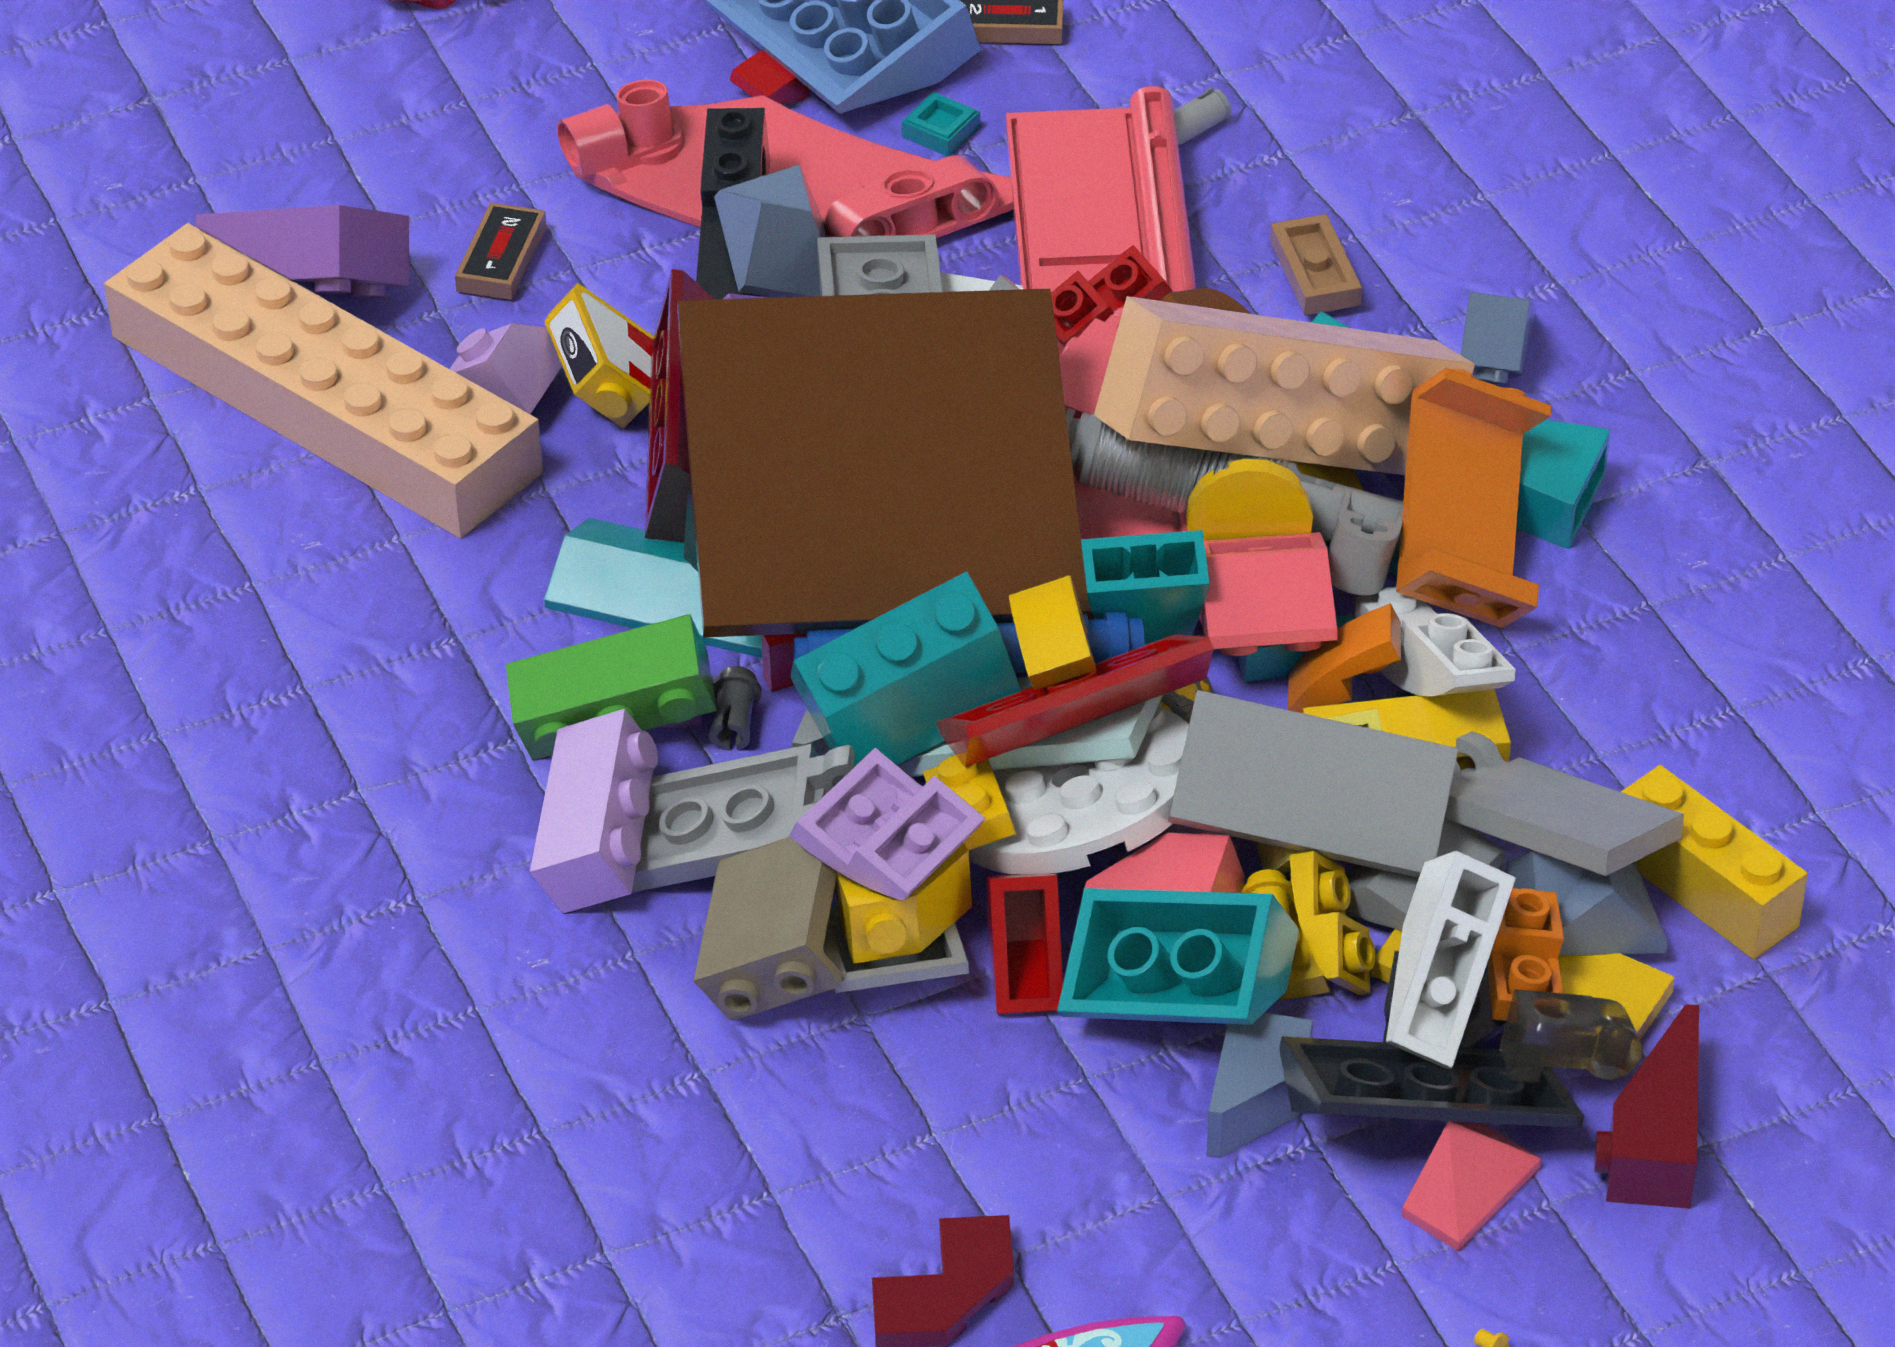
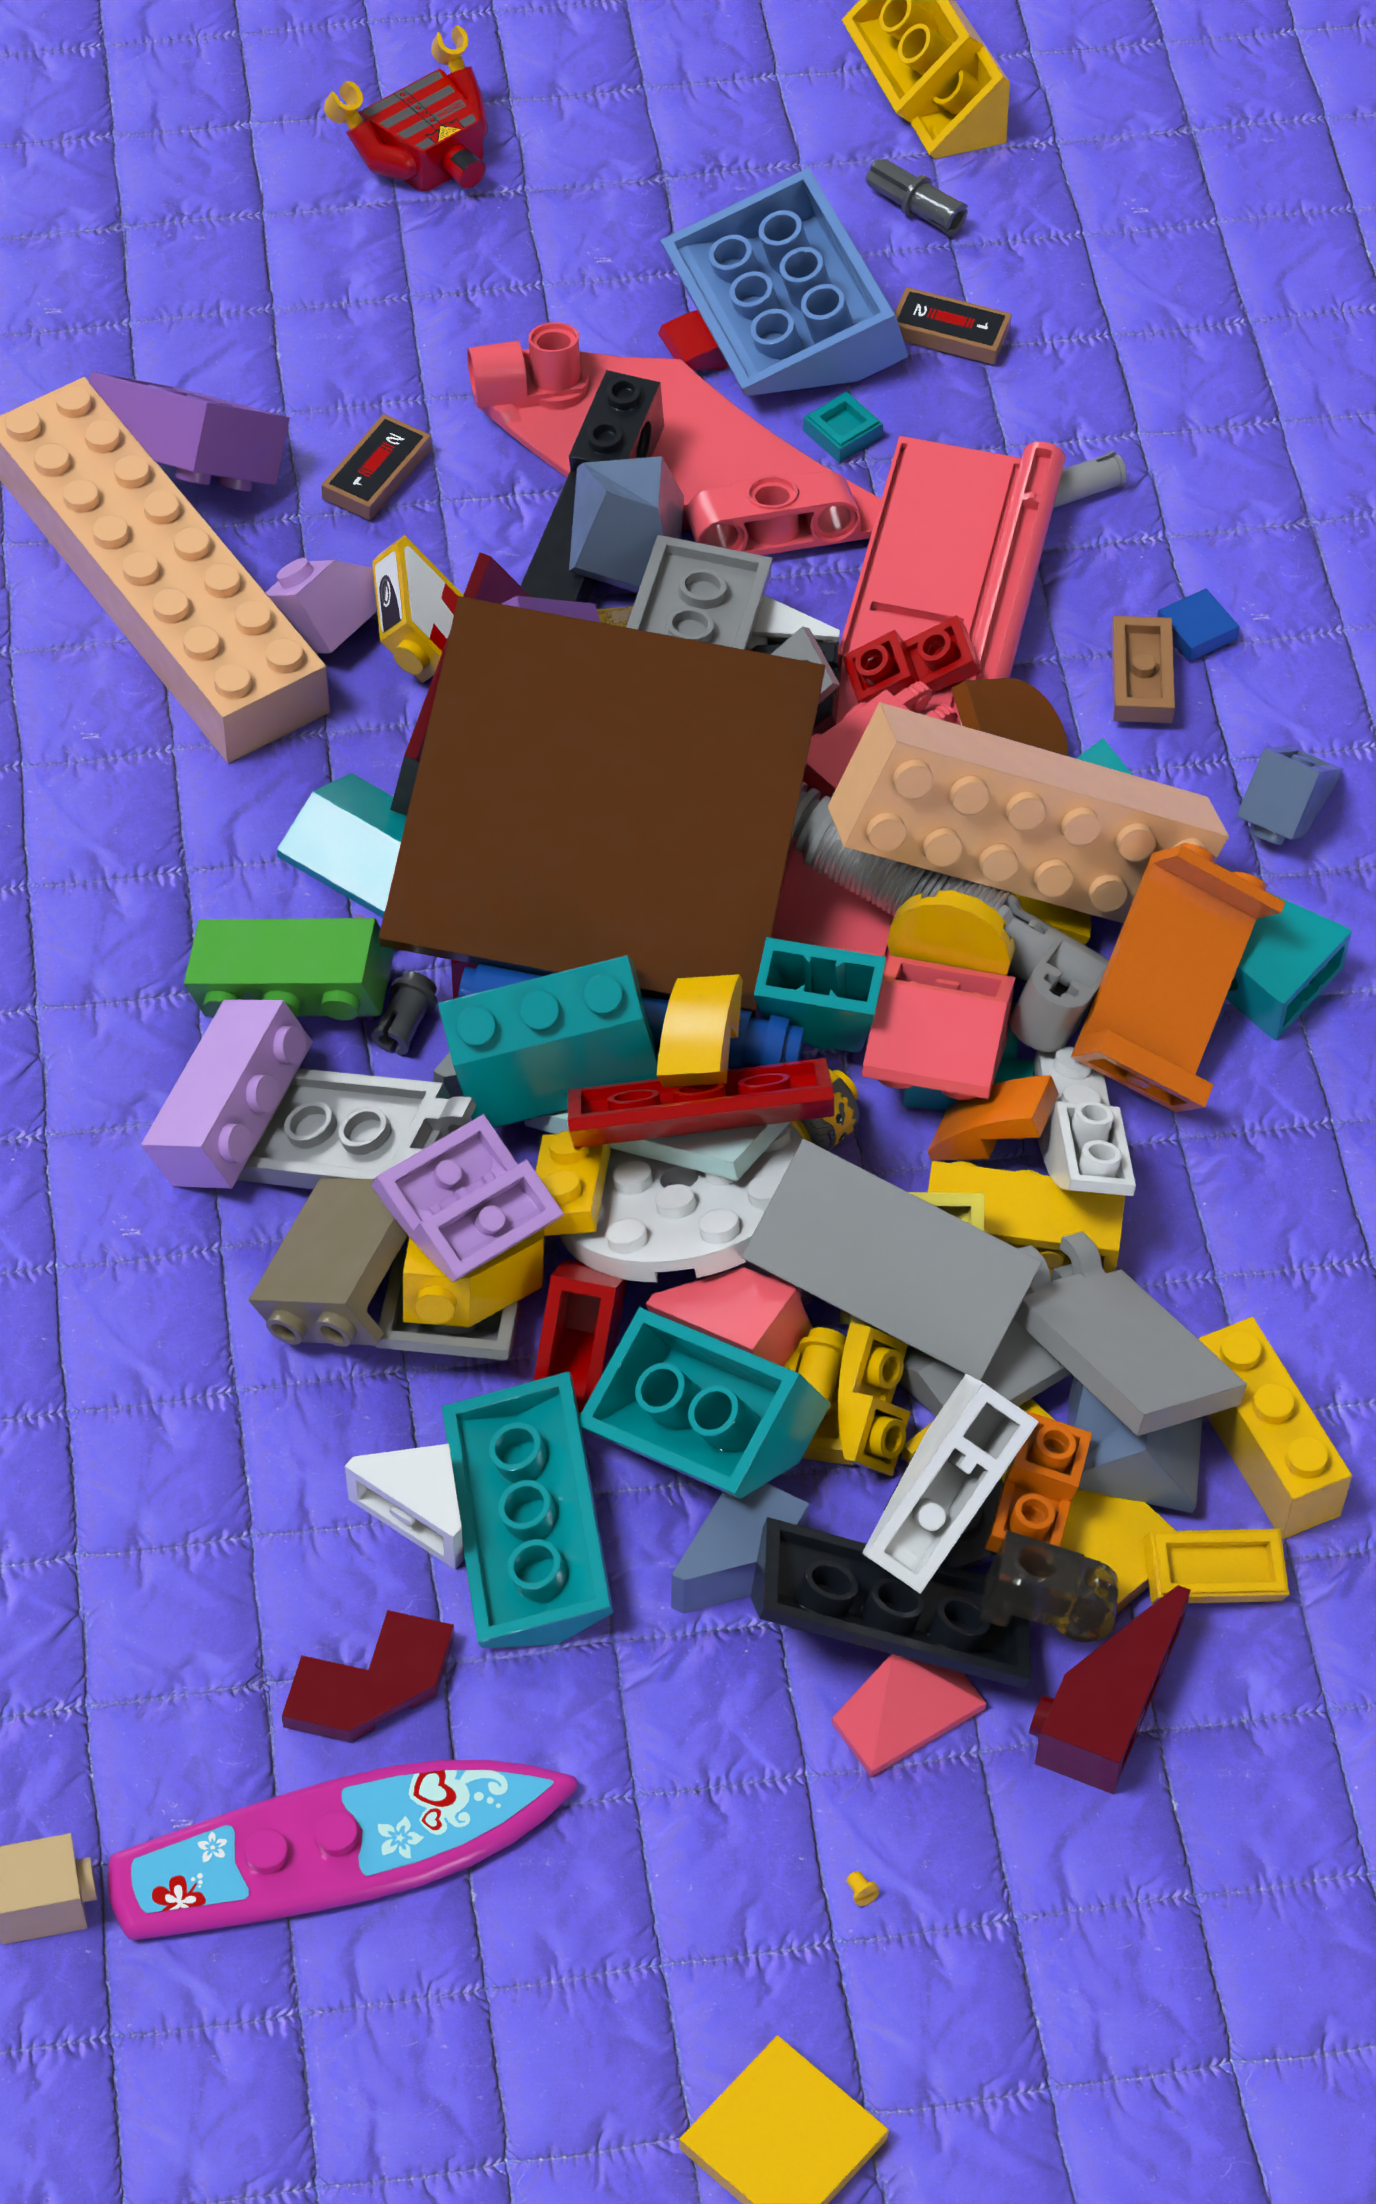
camera: 15 degrees right, 10 degrees up
(924, 1115) = (412, 1495): none -> white slope
(1042, 1102) = (527, 1514): none -> teal slope
(1354, 216) = (1200, 624): none -> blue tile
(1722, 982) = (1217, 1565): none -> yellow tile

